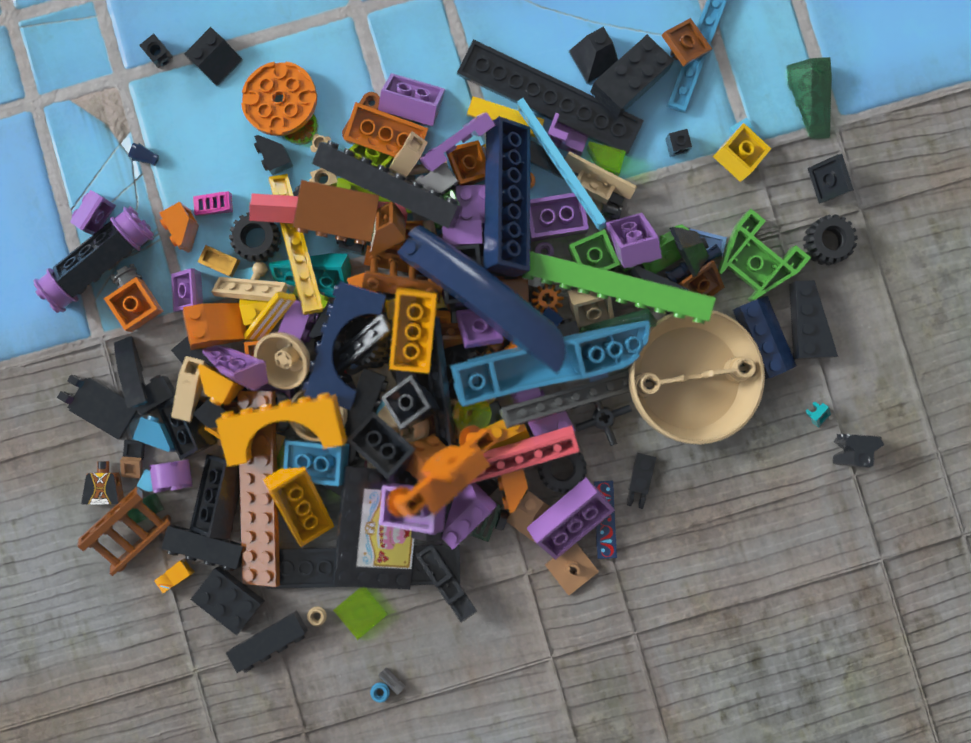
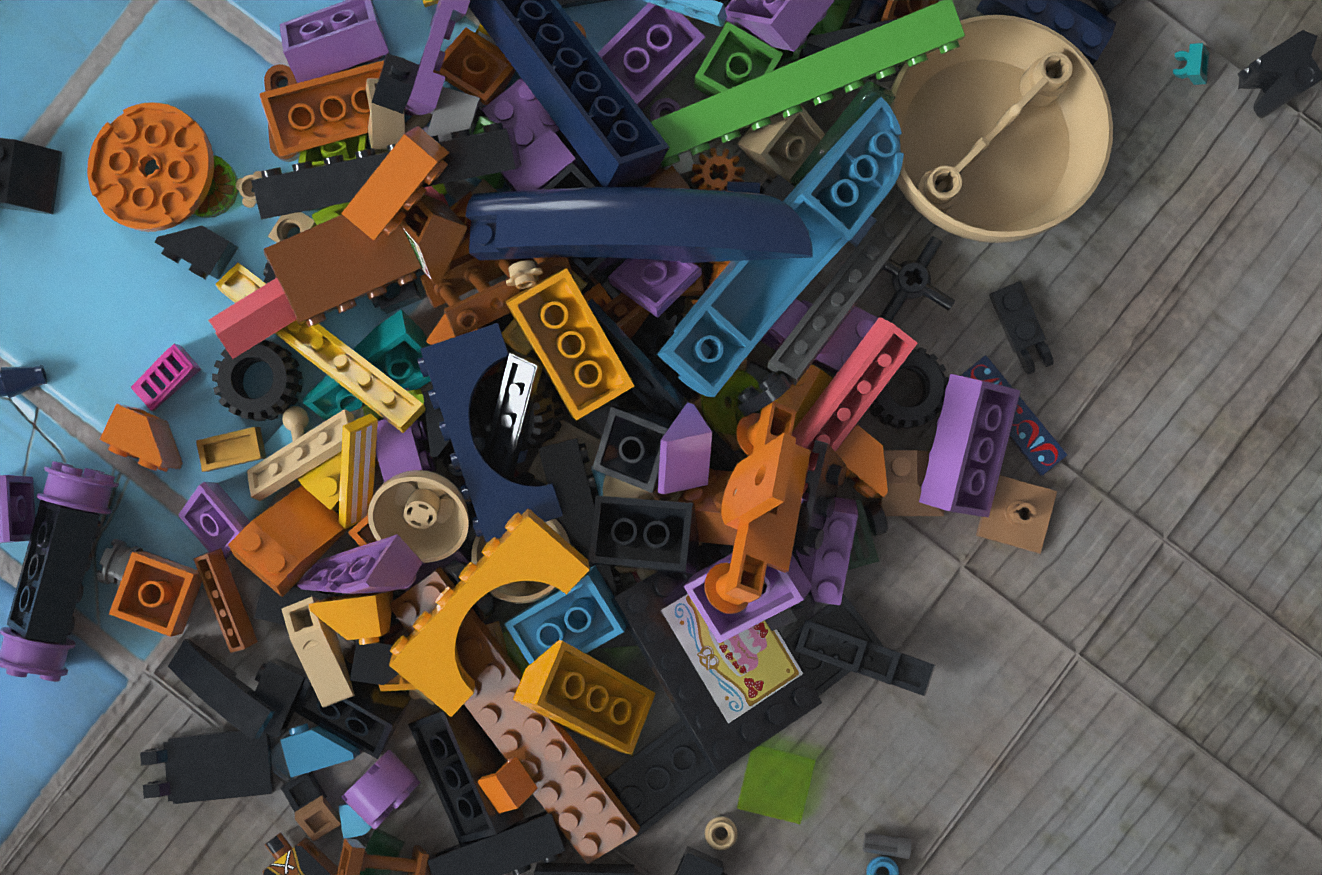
camera: 35 degrees left, 0 degrees up
(163, 331) = (225, 600): none -> dark orange piece
(231, 518) = (508, 786): none -> orange panel
(385, 196) = (397, 184): none -> orange brick
(414, 281) = (523, 274): none -> tan plate
(423, 144) = (395, 83): none -> black slope
(429, 422) = (685, 452): none -> medium lavender slope
(482, 486) = (822, 487): none -> black wing
(489, 422) = (768, 391): none -> black plate

